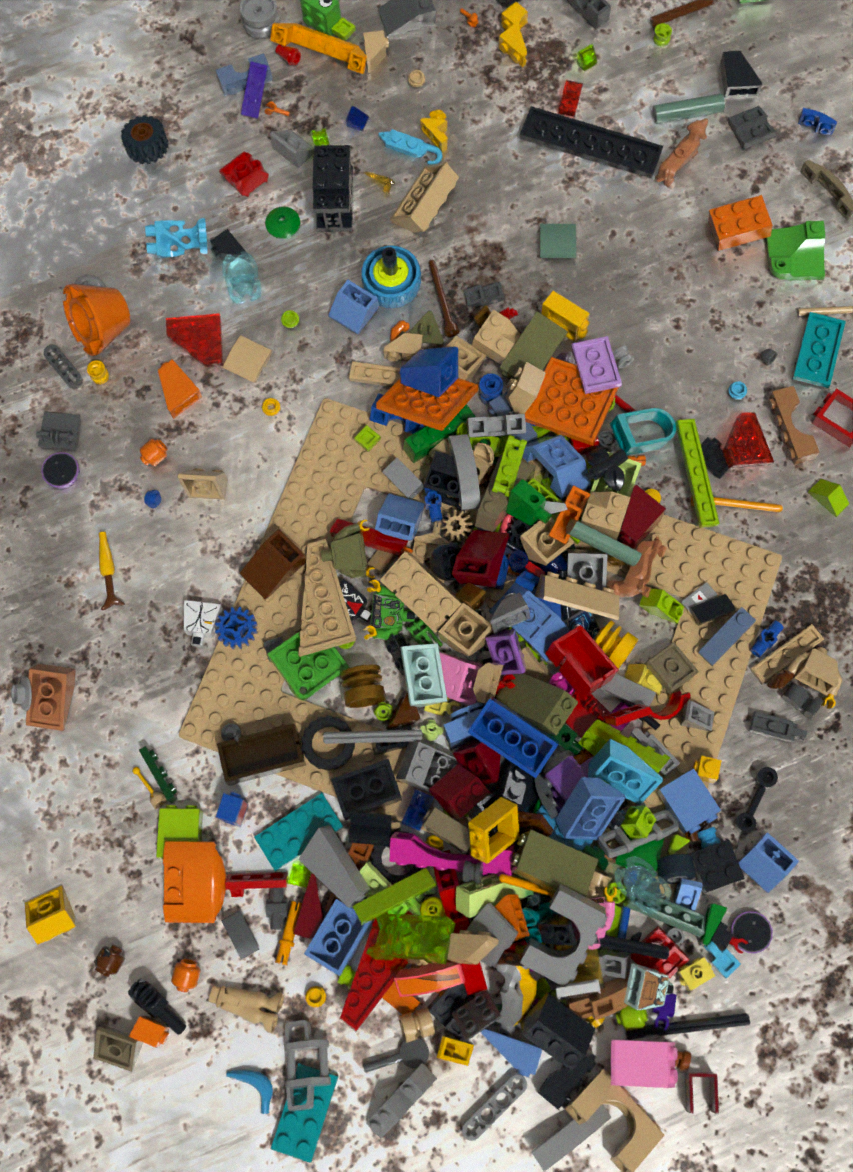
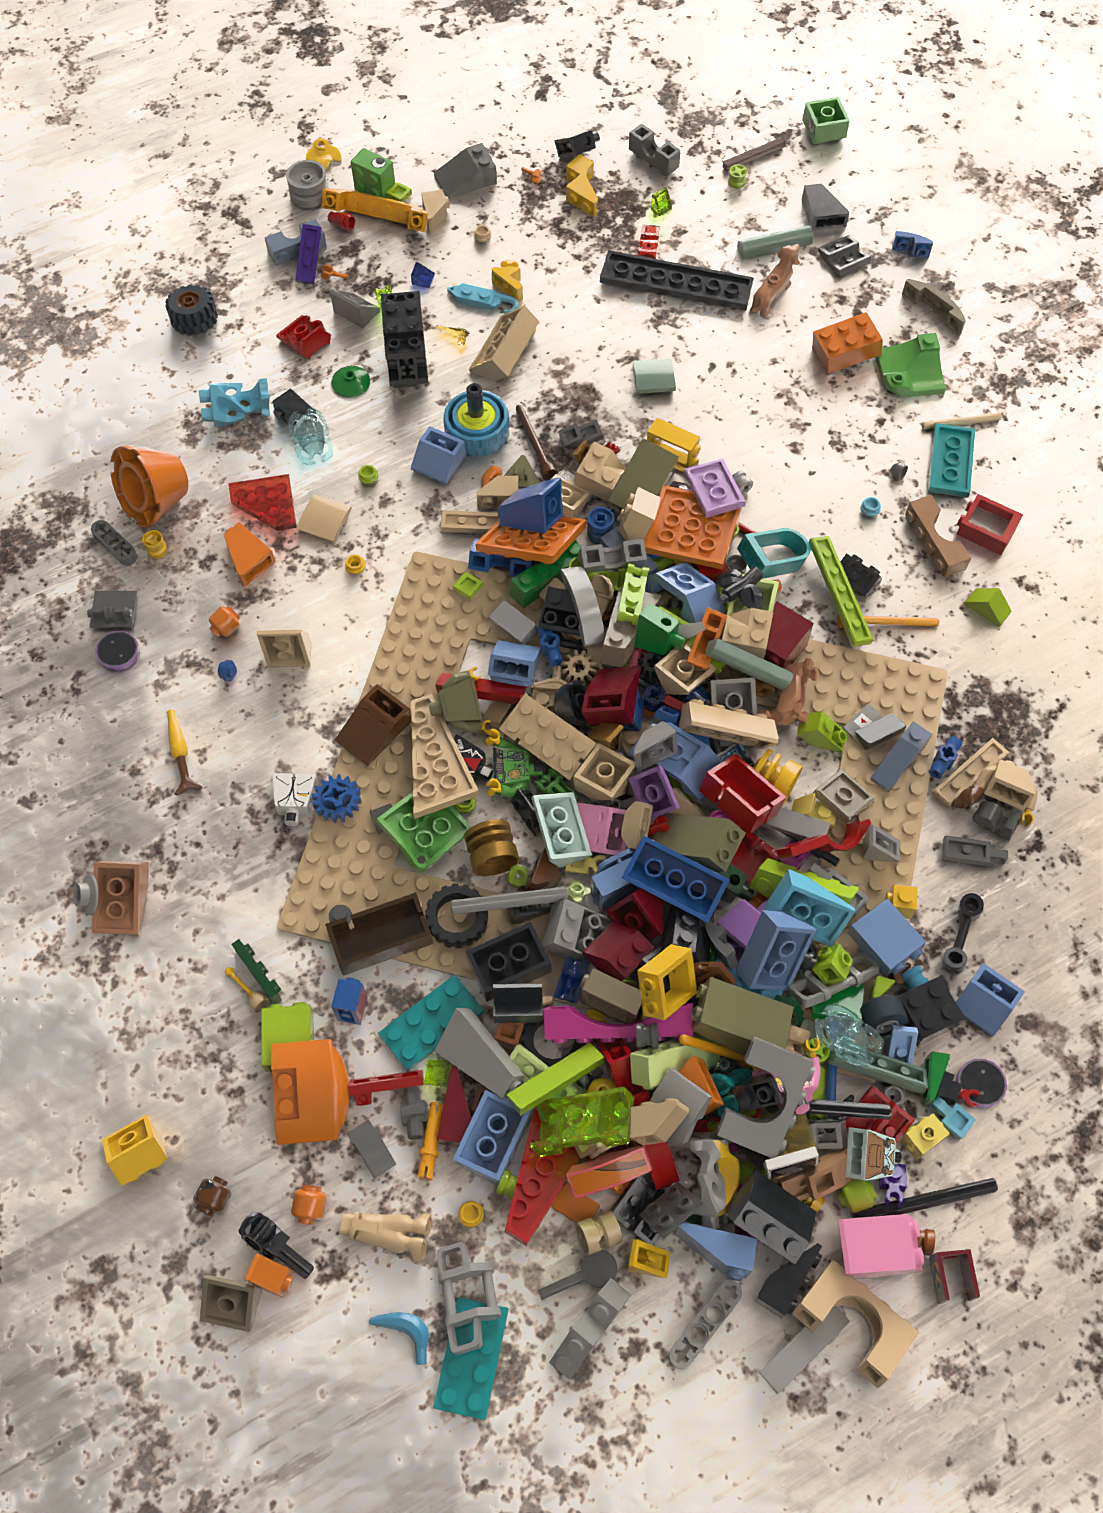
camera: 10 degrees left, 10 degrees down
(747, 444) = (890, 558): clear red plate -> none

